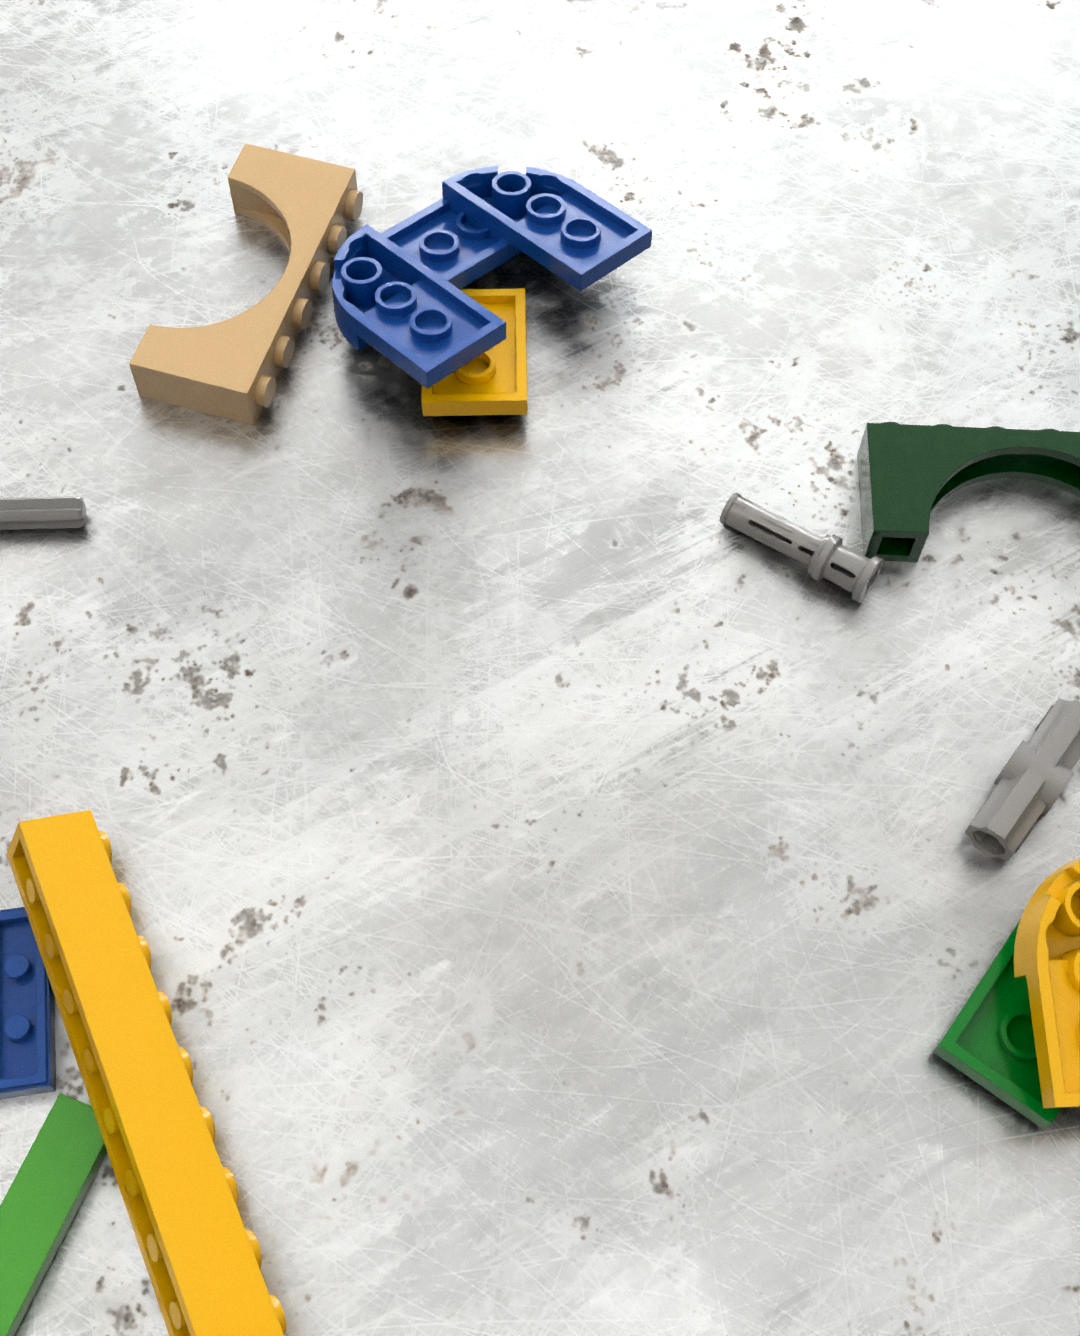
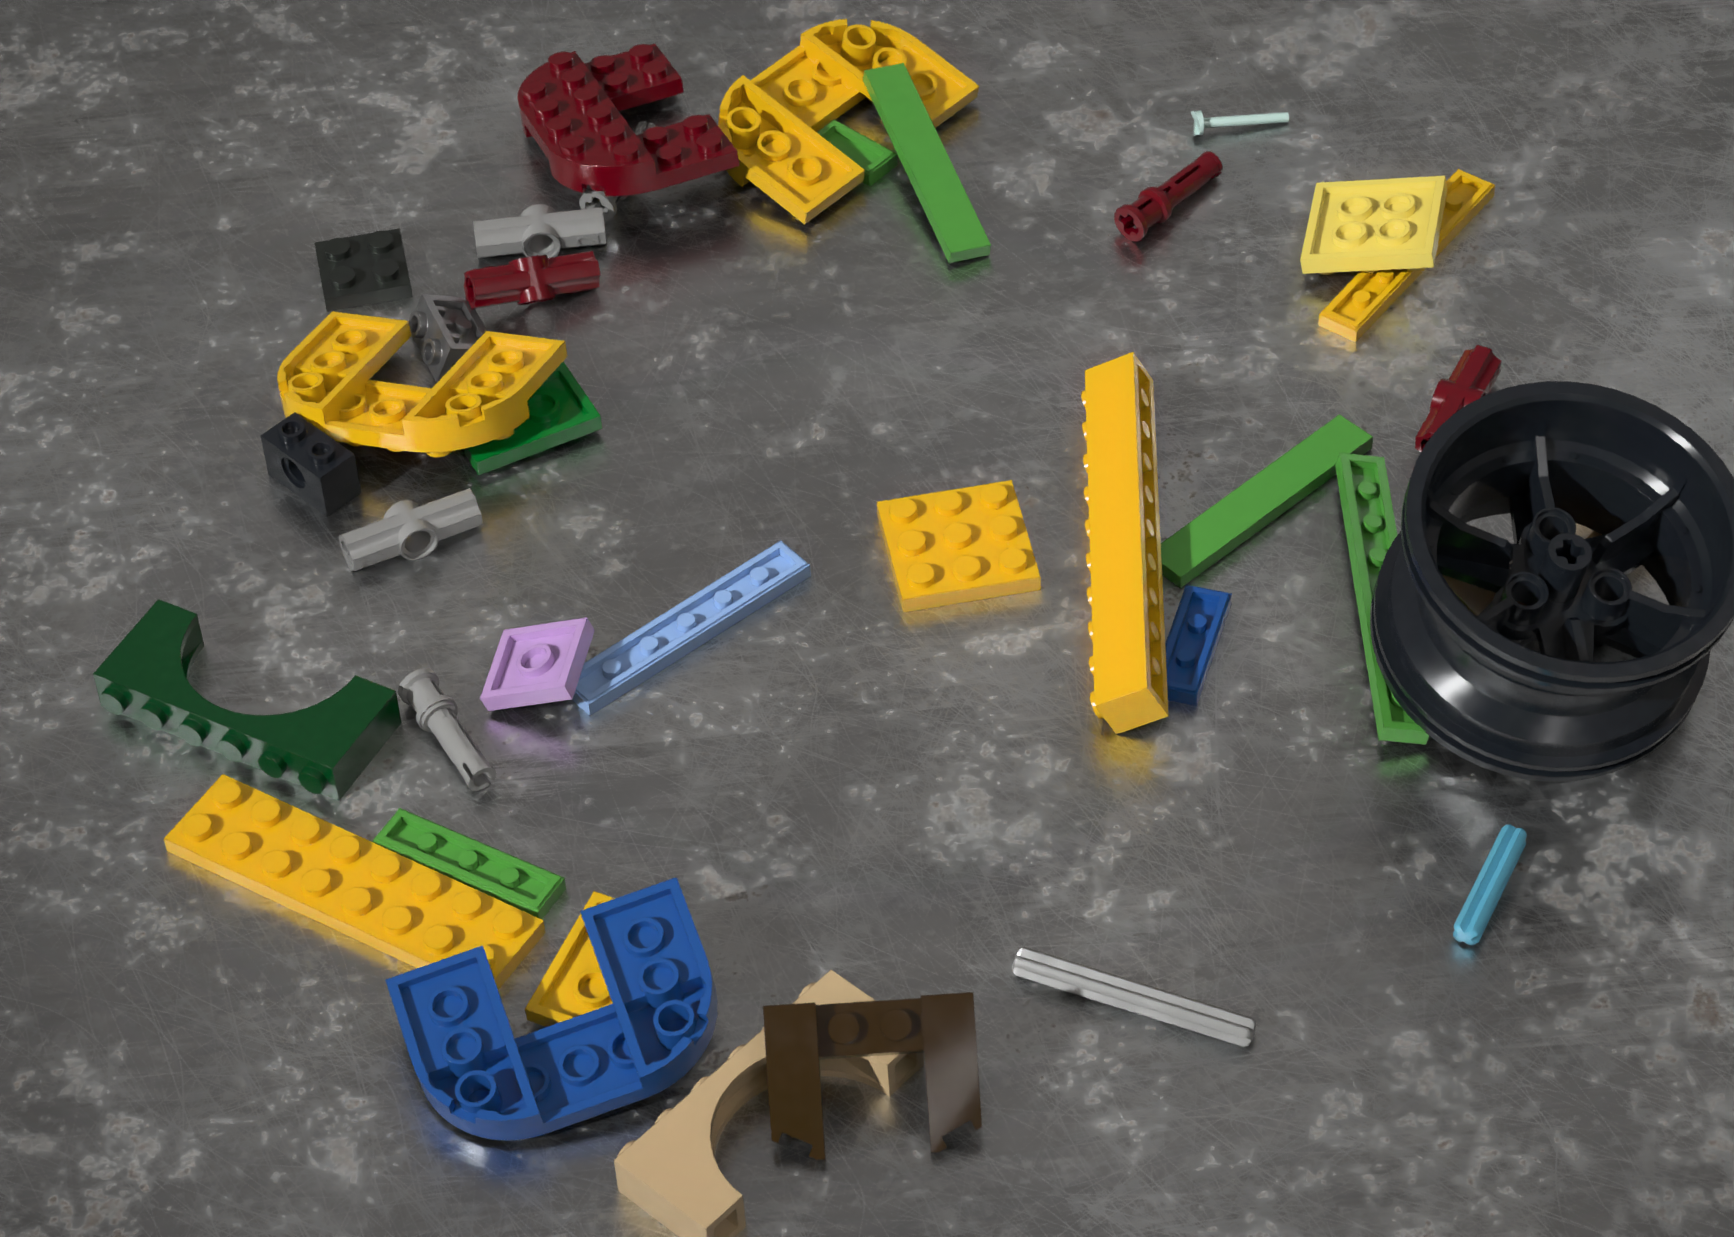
camera: 150 degrees left, 15 degrees down
(219, 295) = (932, 1025): none -> dark brown wedge
(377, 1044) = (958, 546): none -> yellow plate
(635, 794) = (688, 626): none -> light blue tile
(681, 424) = (472, 863): none -> bright green tile
(758, 642) = (537, 664): none -> lavender plate
(774, 366) = (348, 881): none -> yellow plate

